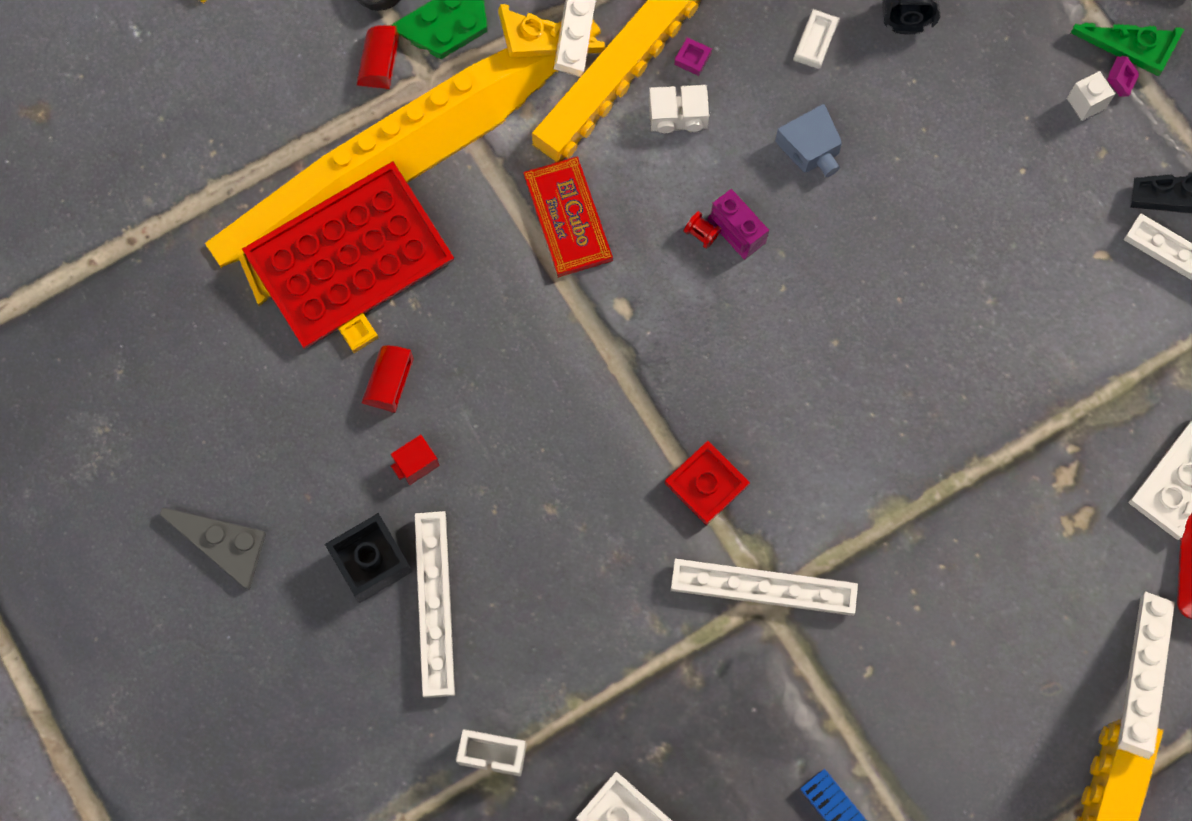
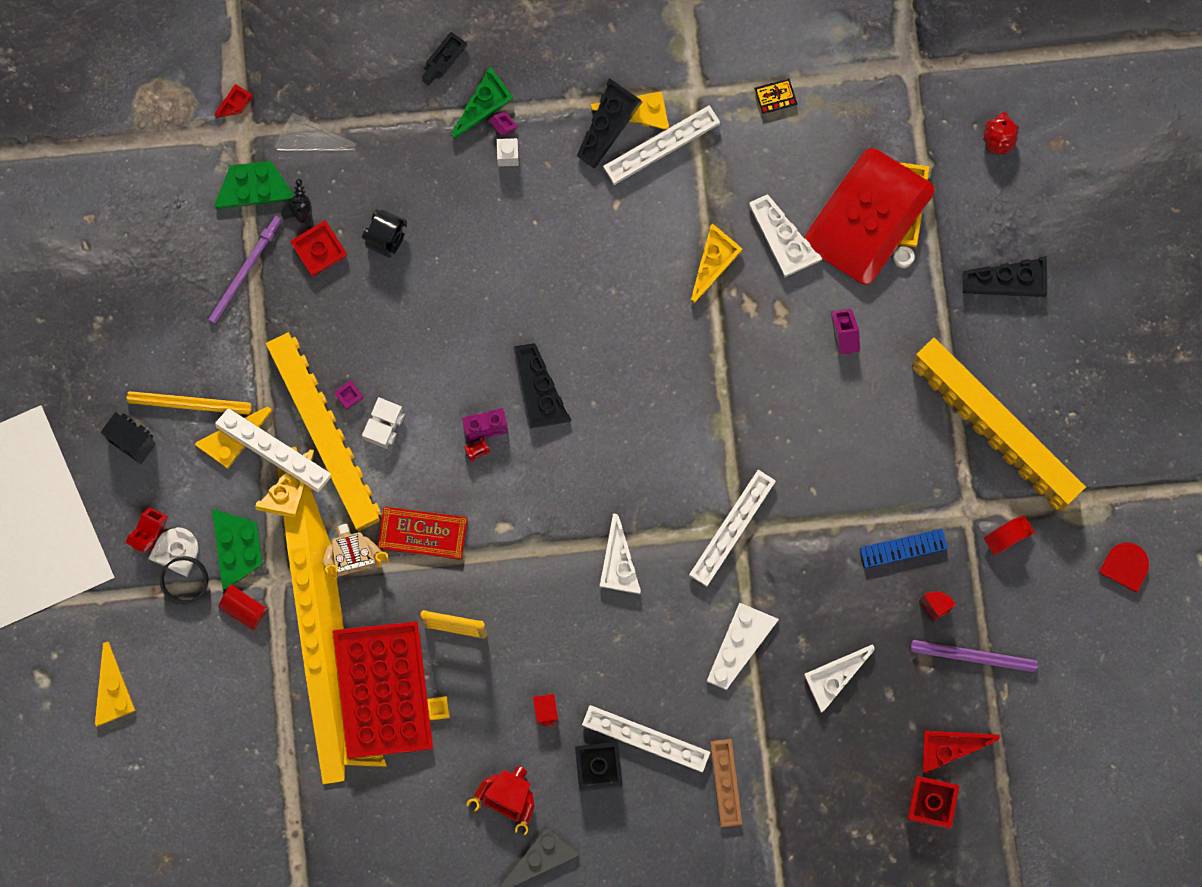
camera: 65 degrees left, 5 degrees up
(281, 463) = (507, 795): none -> red torso
(388, 378) = (479, 703): red brick -> none
(423, 736) = (726, 783): none -> medium nougat tile
(463, 290) = (453, 624): none -> yellow bar
(482, 749) = (754, 748): white piece -> none
(497, 141) = (351, 553): none -> torso
(625, 668) = (742, 639): none -> white wing
(642, 465) = (618, 567): none -> white wing
(707, 483) = (649, 530): red plate -> none
(809, 273) = (538, 389): none -> black wing
(811, 141) = (450, 347): sand blue torso -> none
(816, 39) = (375, 306): white tile -> none
(1102, 614) = (846, 331): none -> magenta slope
(1107, 405) = (717, 256): none -> yellow wing
(1146, 676) = (895, 327): white plate -> none

